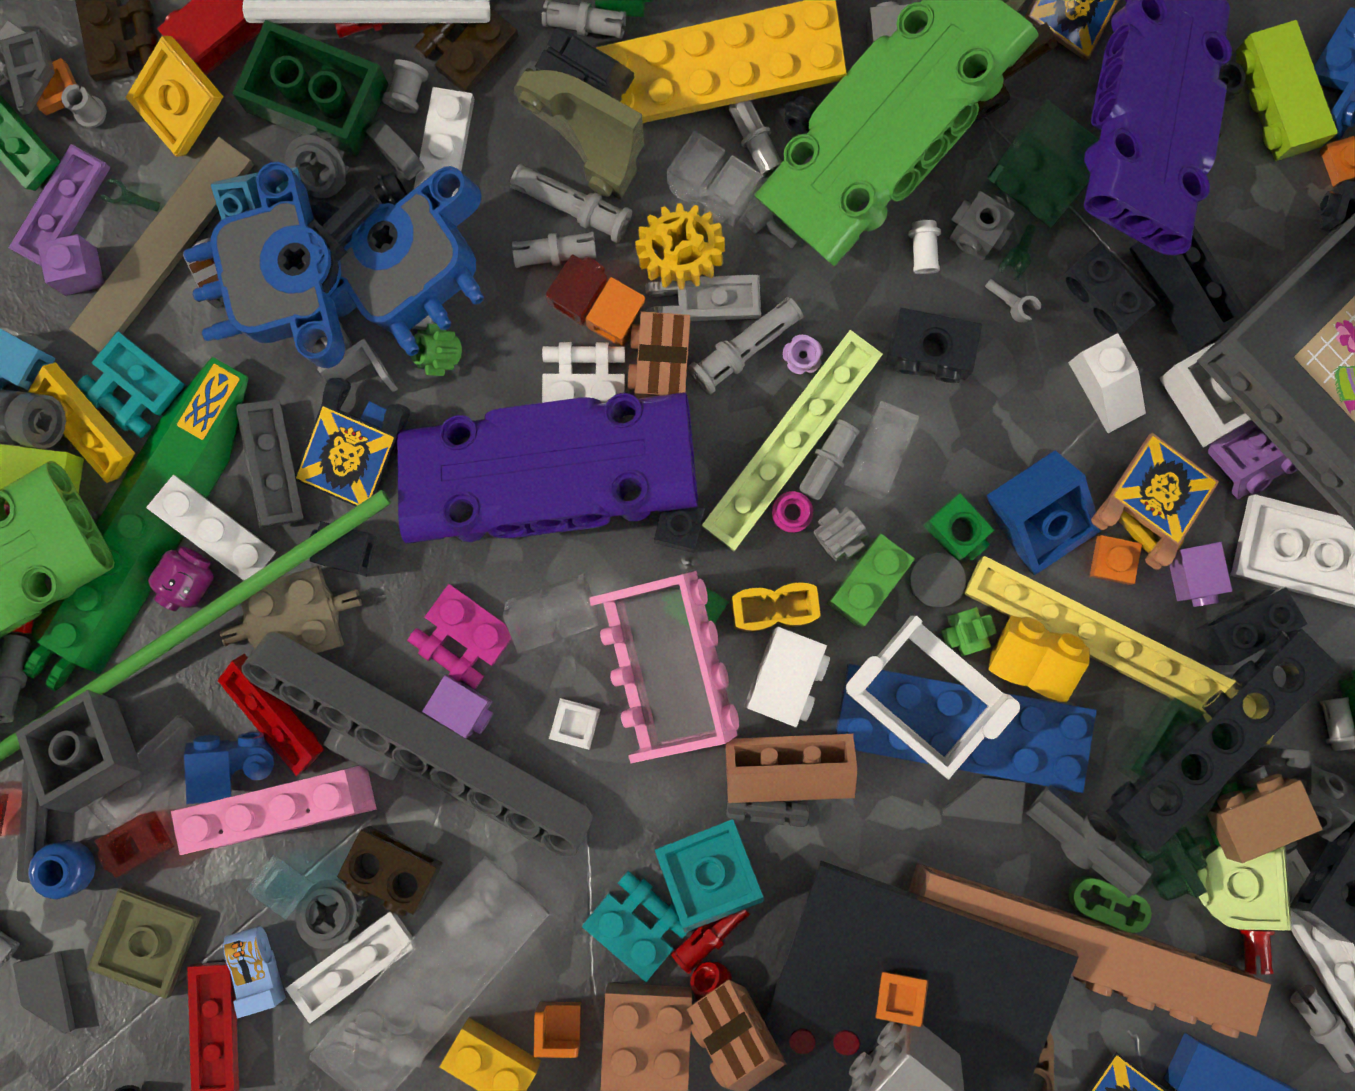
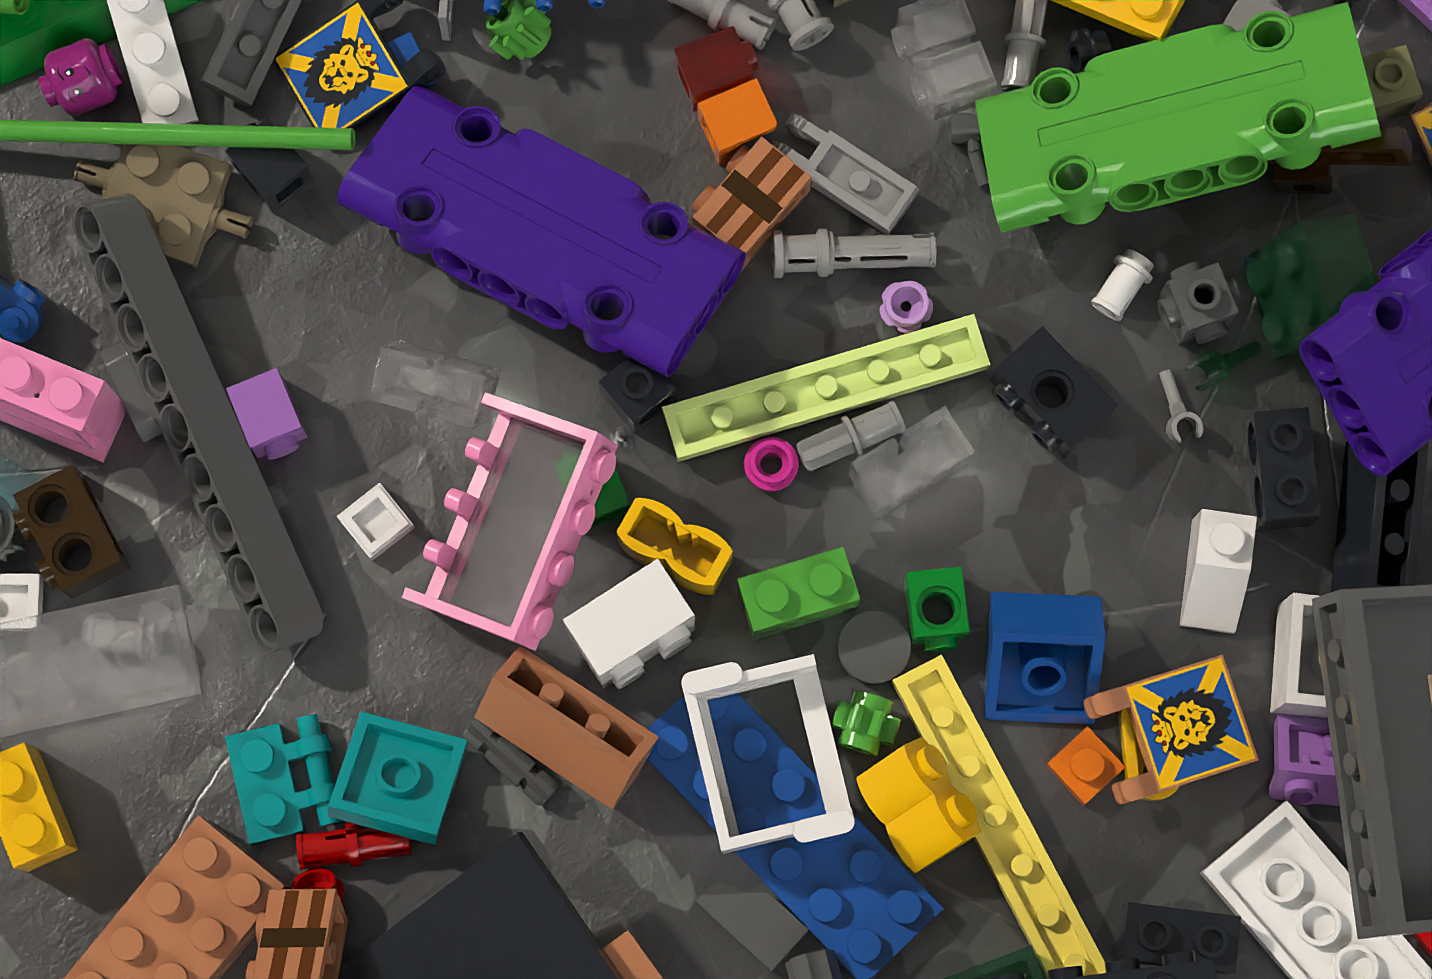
camera: 35 degrees right, 5 degrees down
(273, 718) = (67, 286): red plate -> none
(469, 625) = (341, 340): dark pink plate -> none
(557, 1029) = (120, 823): orange panel -> none
(569, 385) = (657, 181): white plate -> none
(683, 249) = (856, 99): yellow gear -> none
(841, 533) = (804, 521): light grey gear -> none
(1200, 574) = (1164, 843): medium lavender brick -> none

